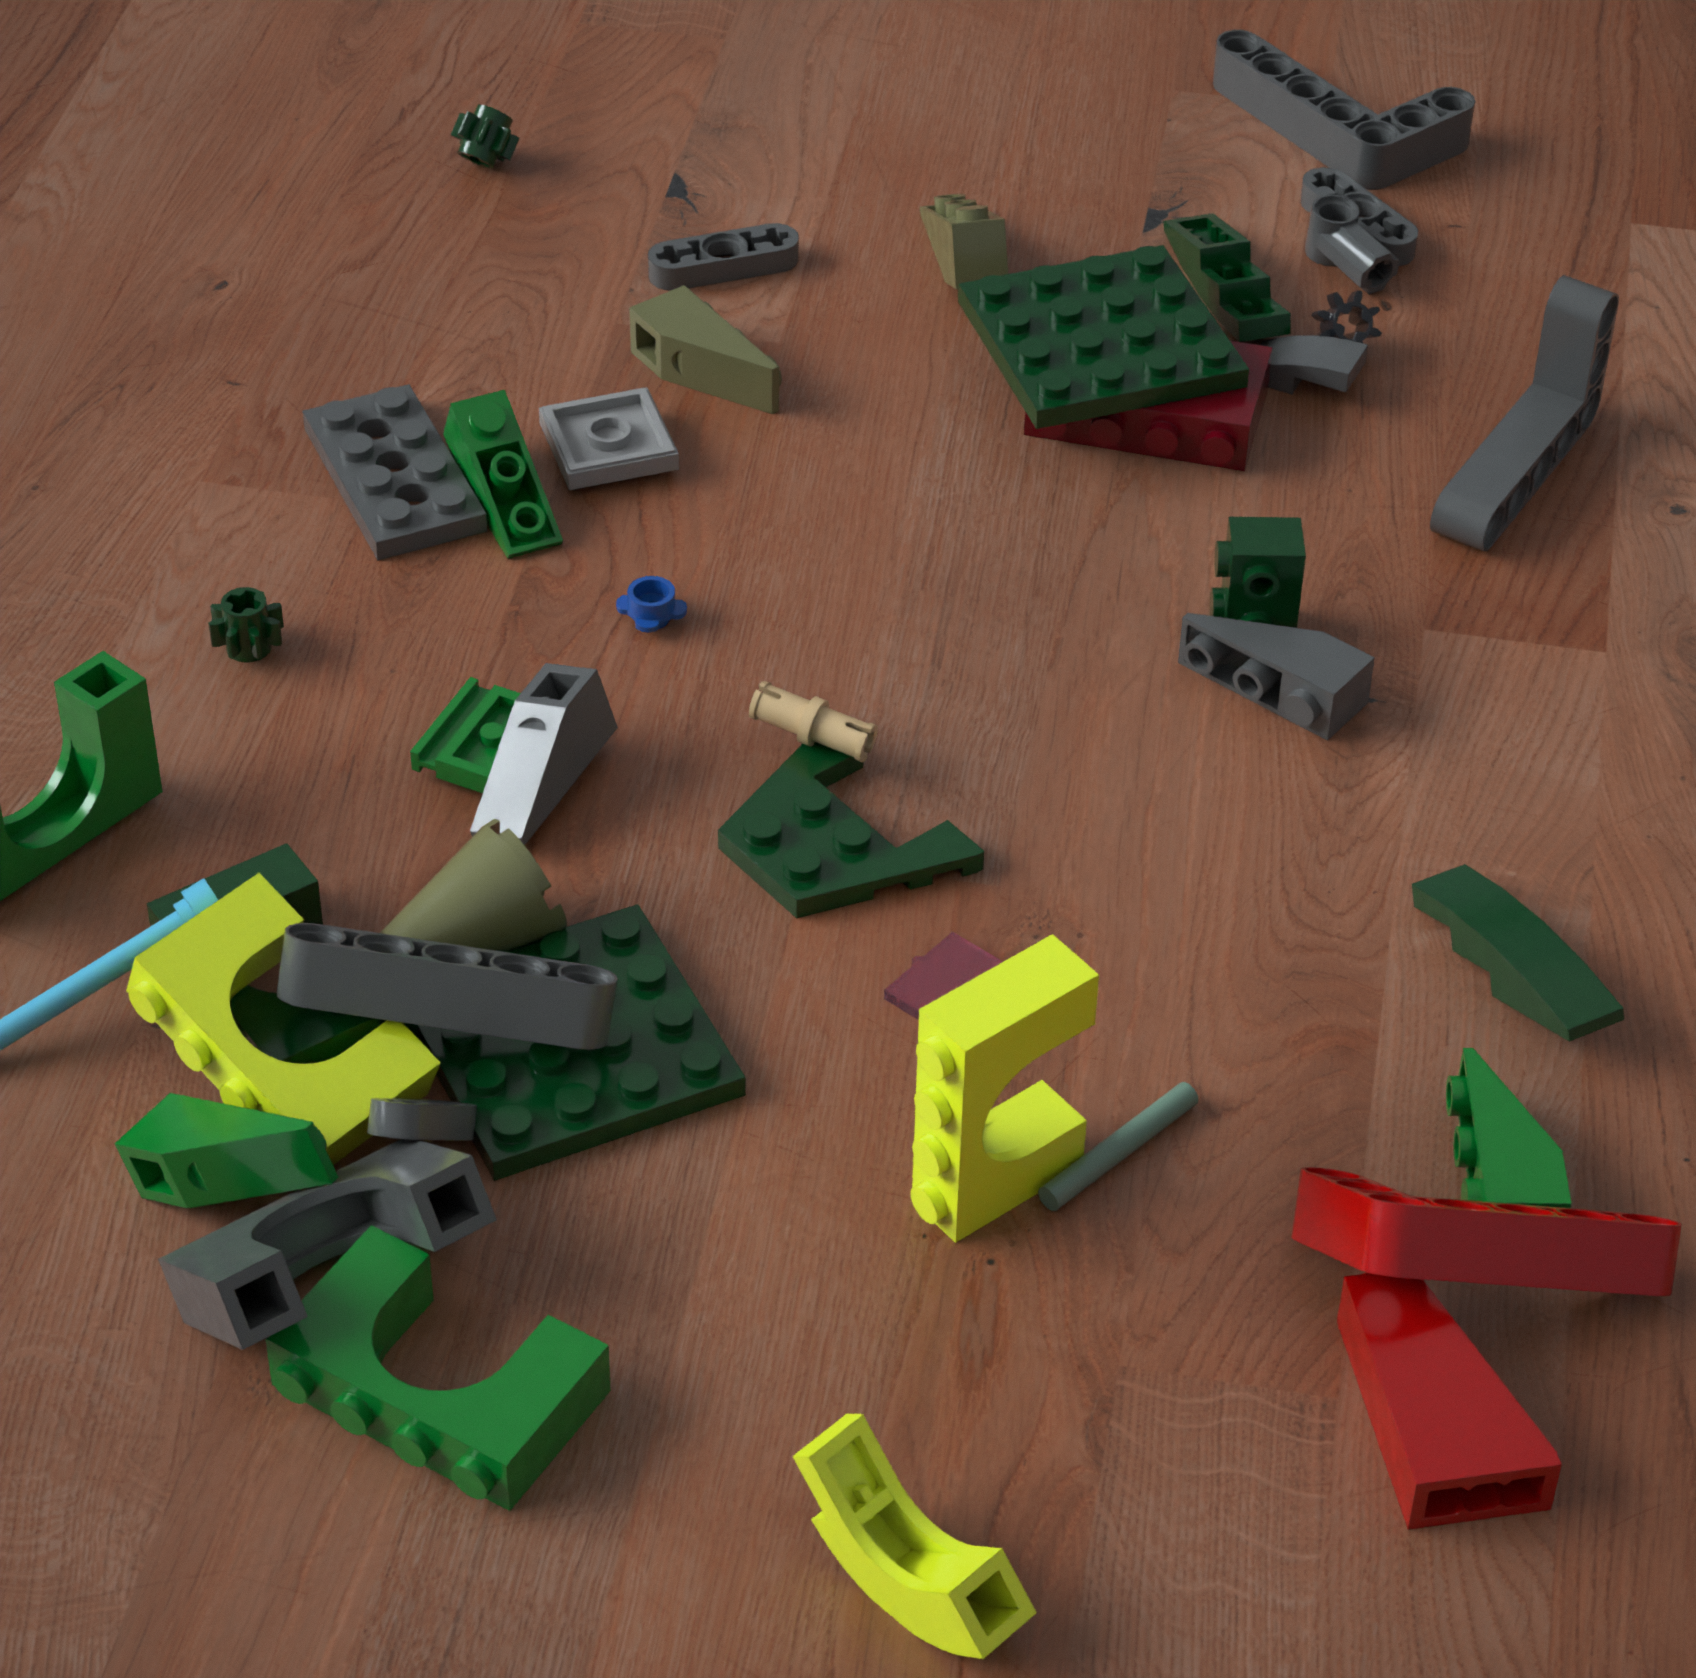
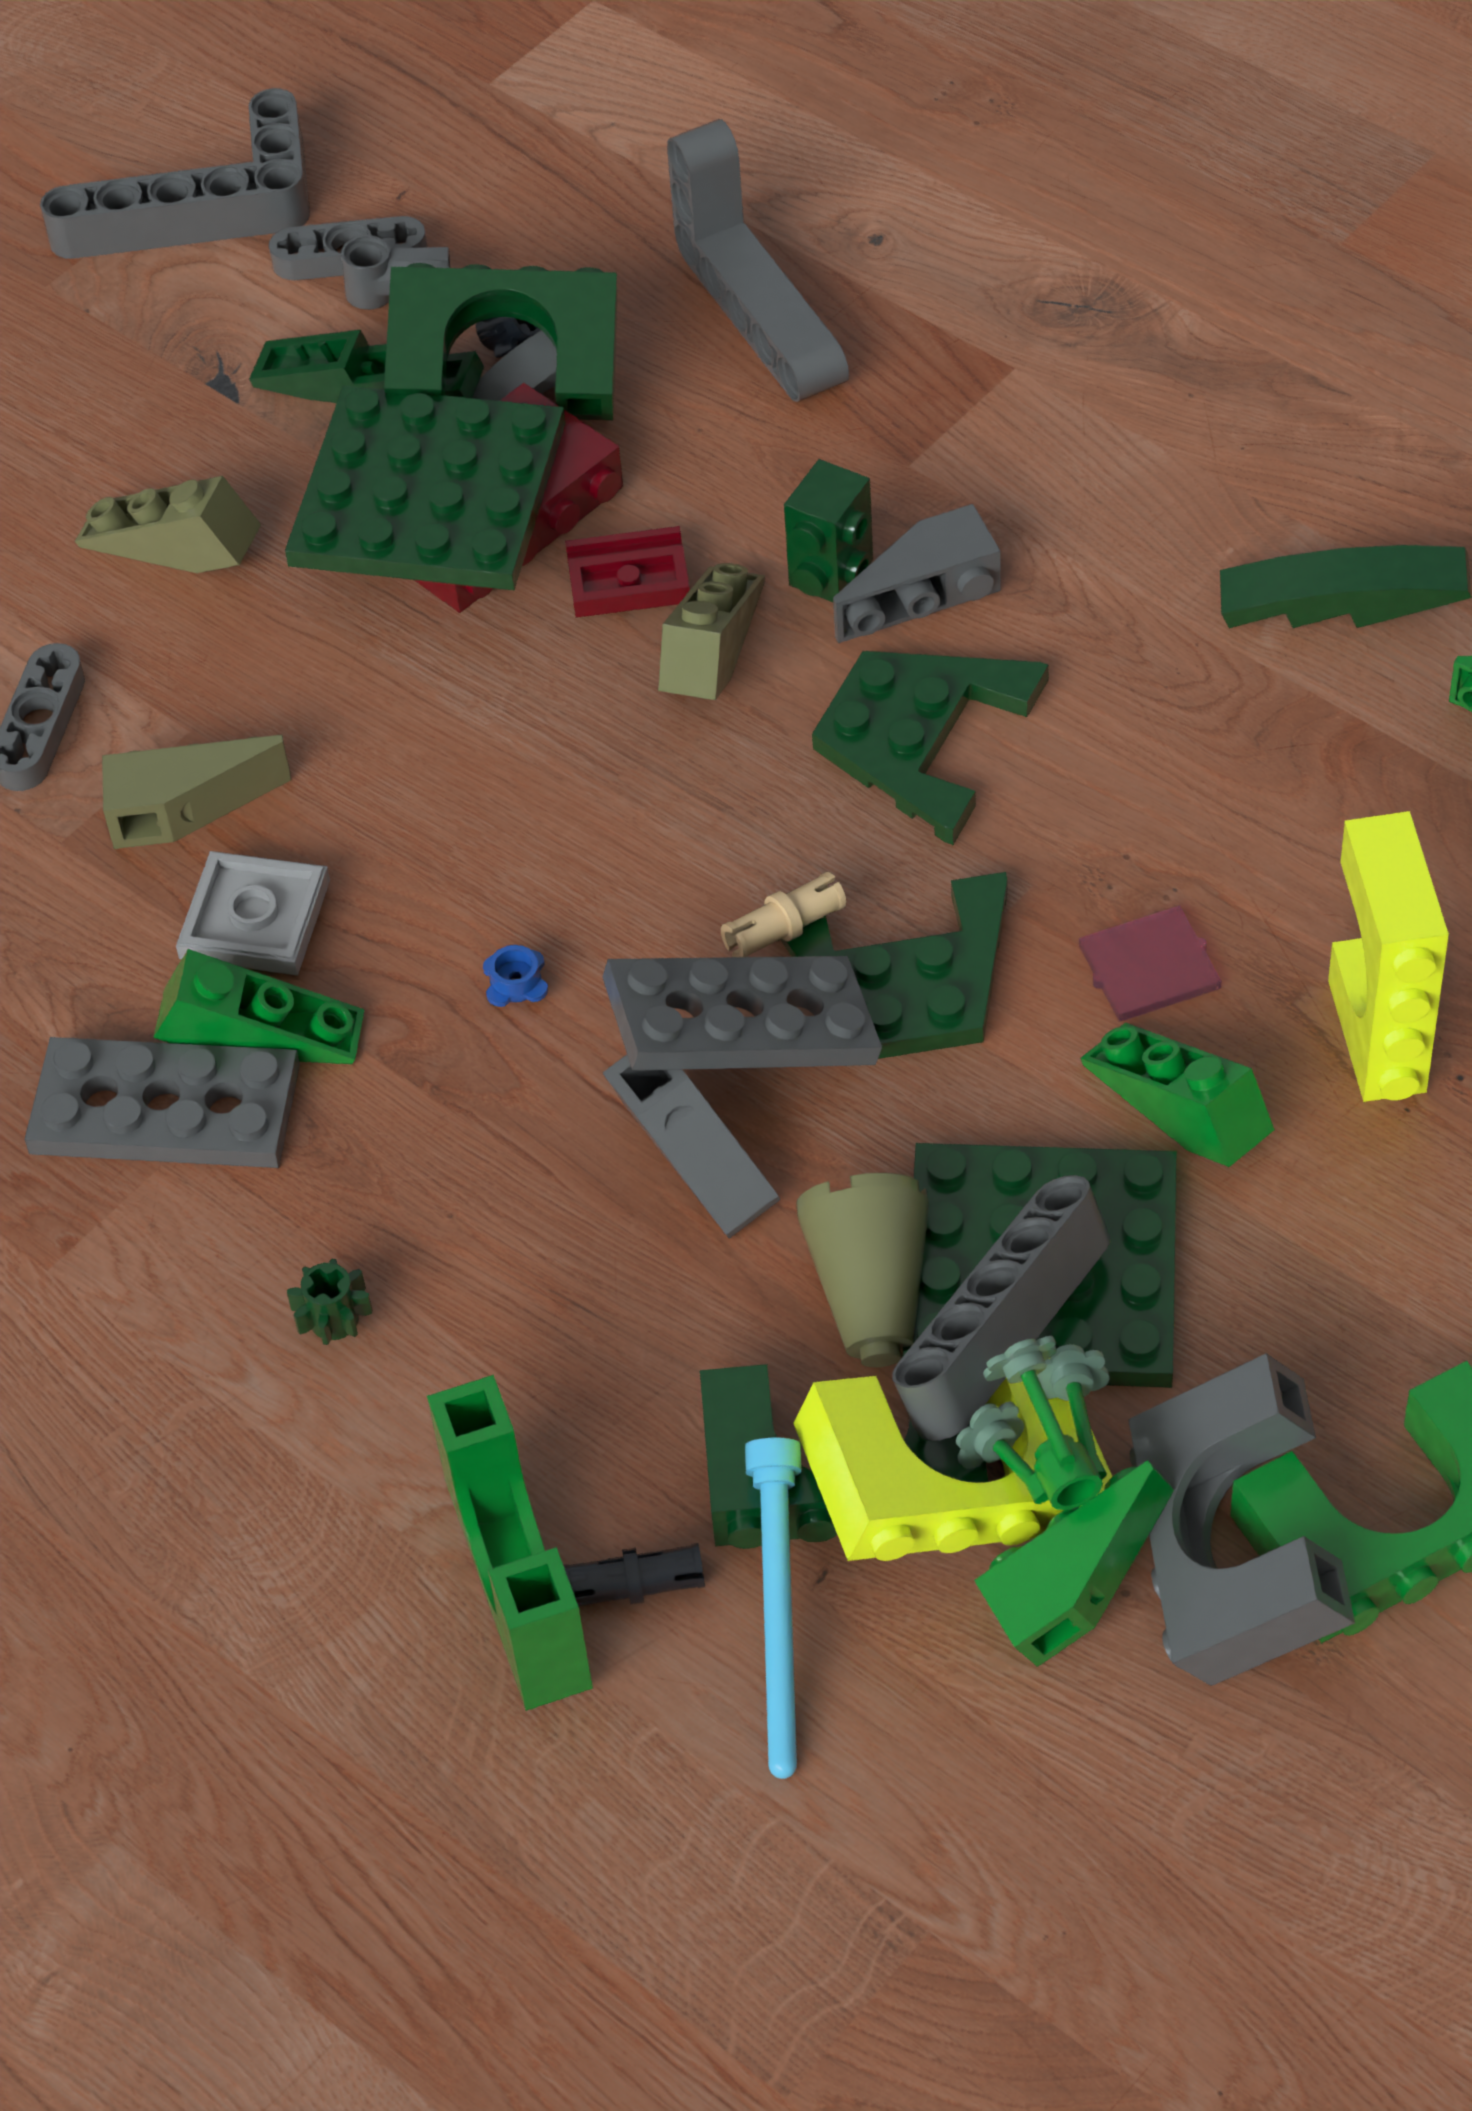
camera: 55 degrees left, 10 degrees up
(83, 901) = (636, 1575): none -> black pin
(301, 1031) = (1065, 1470): none -> plant
(422, 1119) = (1122, 1405): dark grey beam -> none
(466, 736) = (614, 1175): green plate -> none
(666, 753) = (719, 1034): none -> dark grey plate
(811, 1056) = (1185, 1091): none -> green slope
(1101, 568) = (708, 631): none -> olive slope
(1118, 725) = (900, 712): none -> dark green wing
(1136, 500) = (627, 571): none -> dark red plate
(1285, 253) = (571, 307): none -> dark green arch

